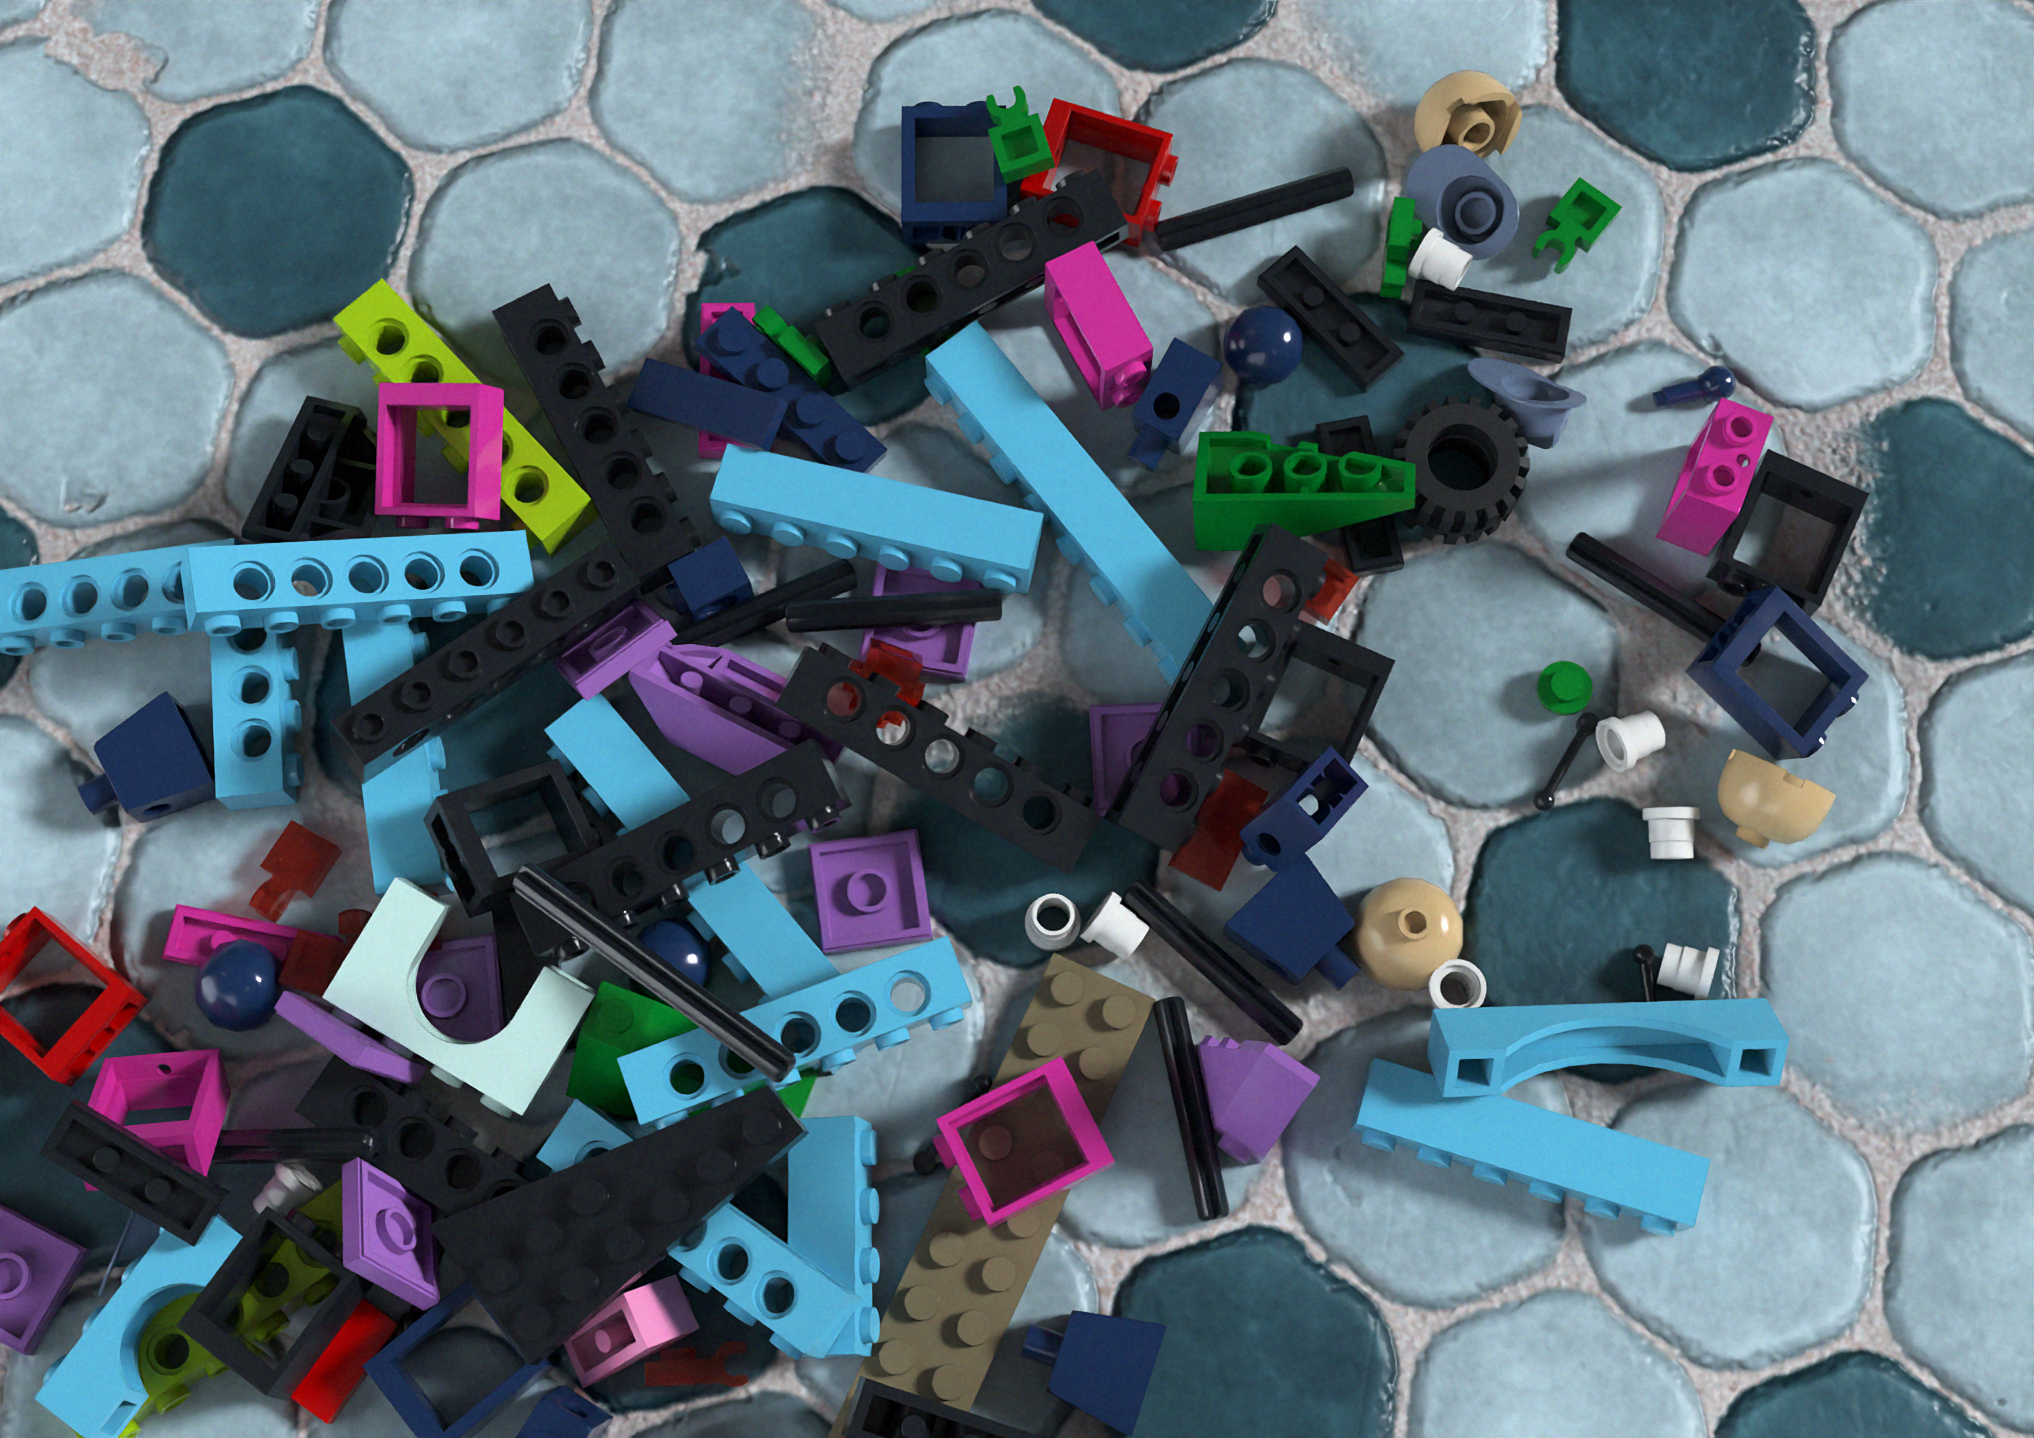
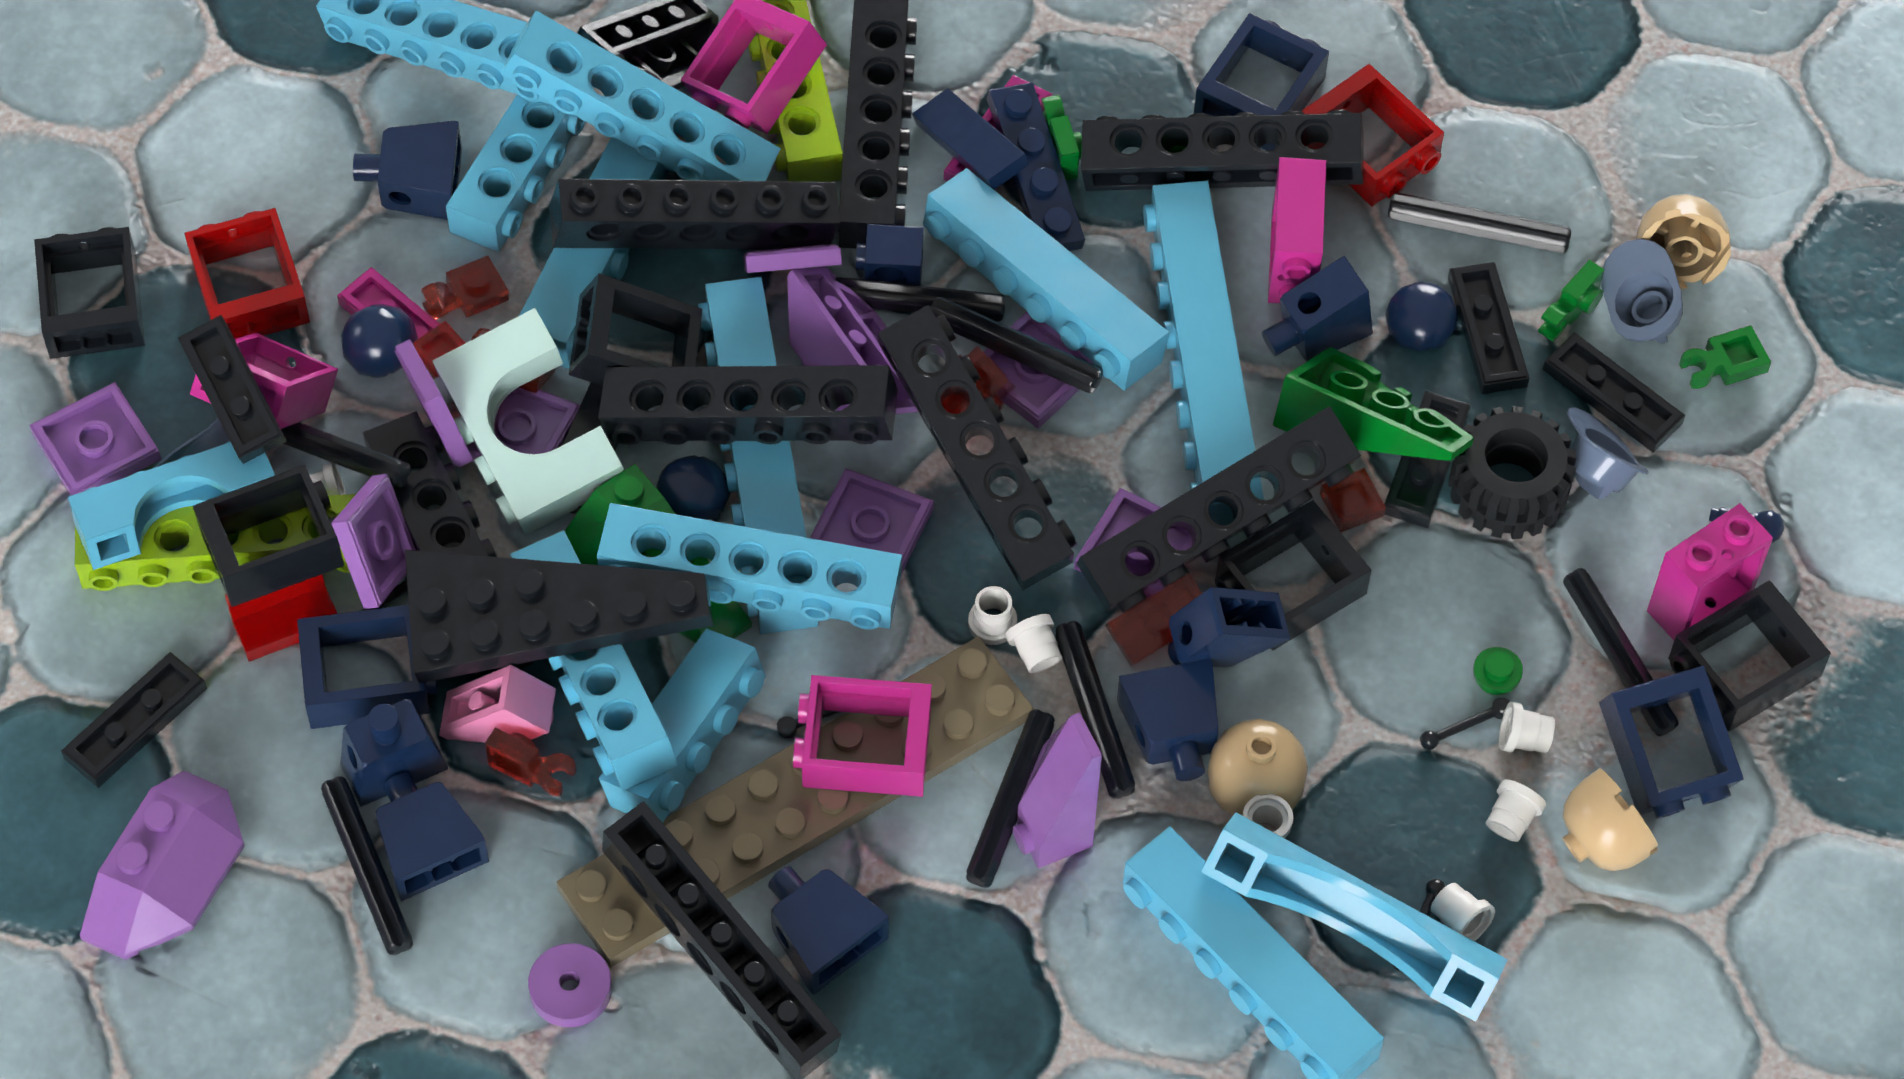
camera: 30 degrees right, 15 degrees down
(654, 972) = (674, 462): black axle -> none
(1018, 139) = (1321, 75): green plate -> none
(1440, 261) = (1596, 323): white piece -> none

